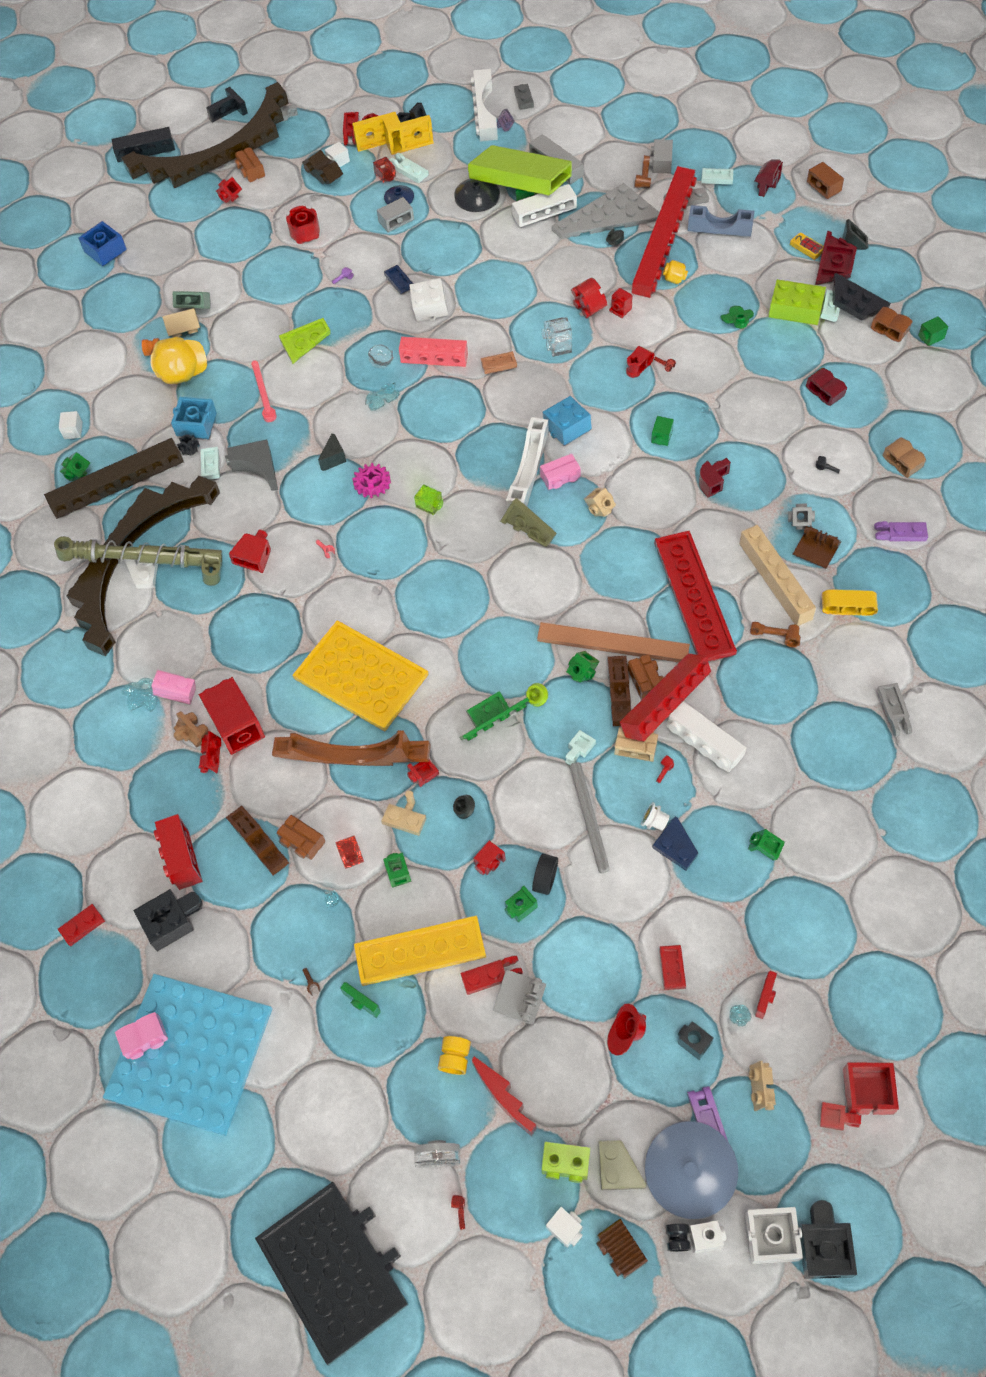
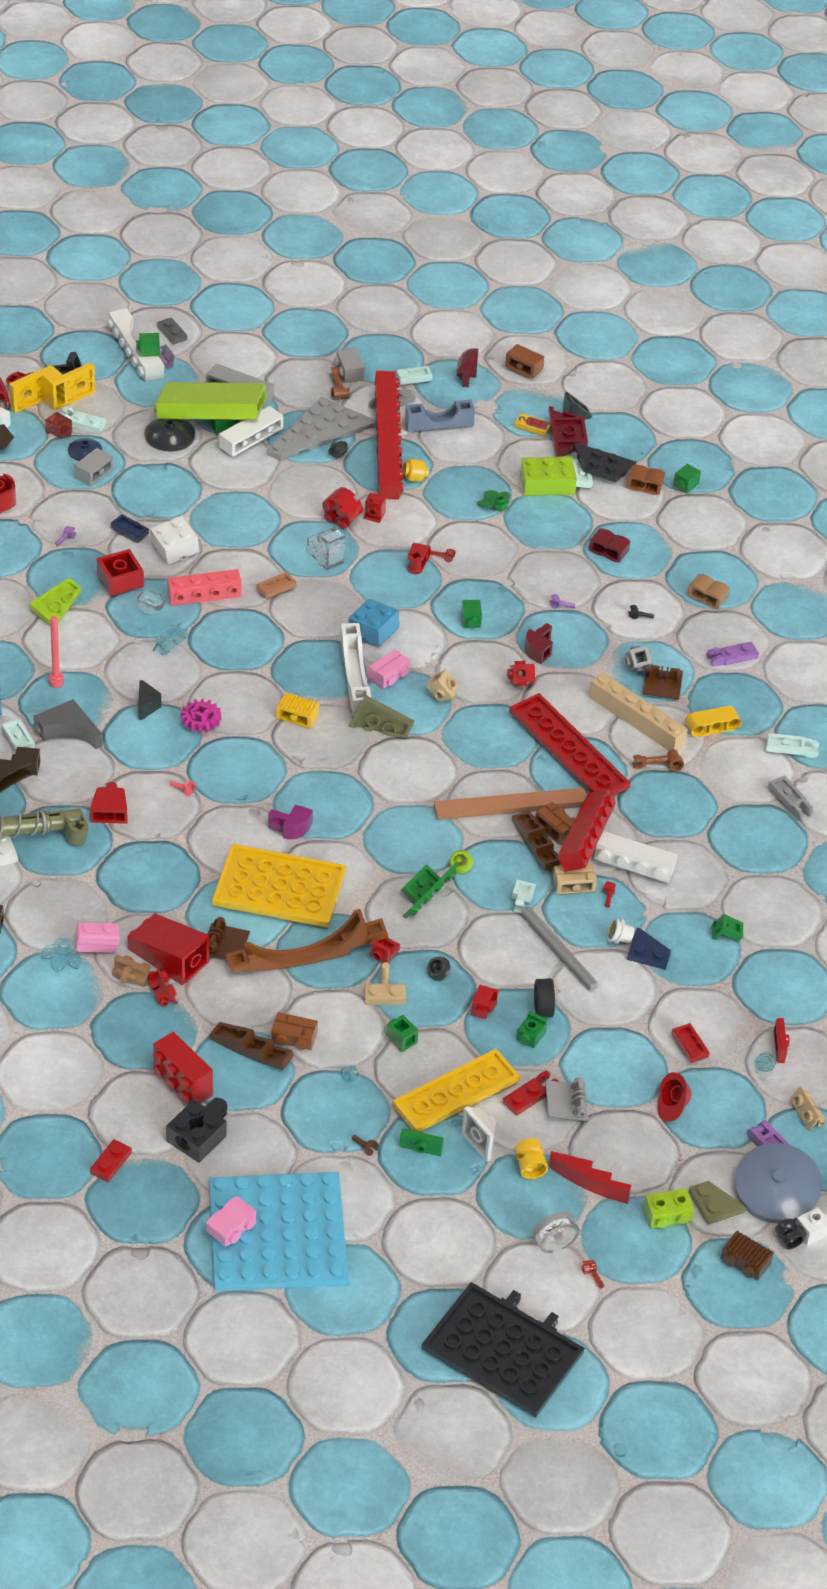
camera: 30 degrees left, 15 degrees down
(286, 719) = (225, 938): none -> reddish brown hinge
(349, 852) = (348, 1030): clear red brick -> none
(367, 321) = (120, 572): none -> red brick
(401, 614) = (293, 824): none -> magenta brick
(421, 1006) = (479, 1130): none -> white slope
(428, 499) = (269, 720): clear neon green brick -> none
(459, 495) = (297, 710): none -> yellow brick
(489, 106) = (148, 344): none -> green brick
(565, 1227) = (691, 1255): white brick -> none
(582, 666) = (501, 827): green brick -> none
(685, 501) = (527, 670): none -> red brick
(697, 1049) = (736, 1090): black brick -> none
(749, 436) = (556, 603): none -> medium lavender hand
(920, 649) = (792, 745): none -> light aqua hinge

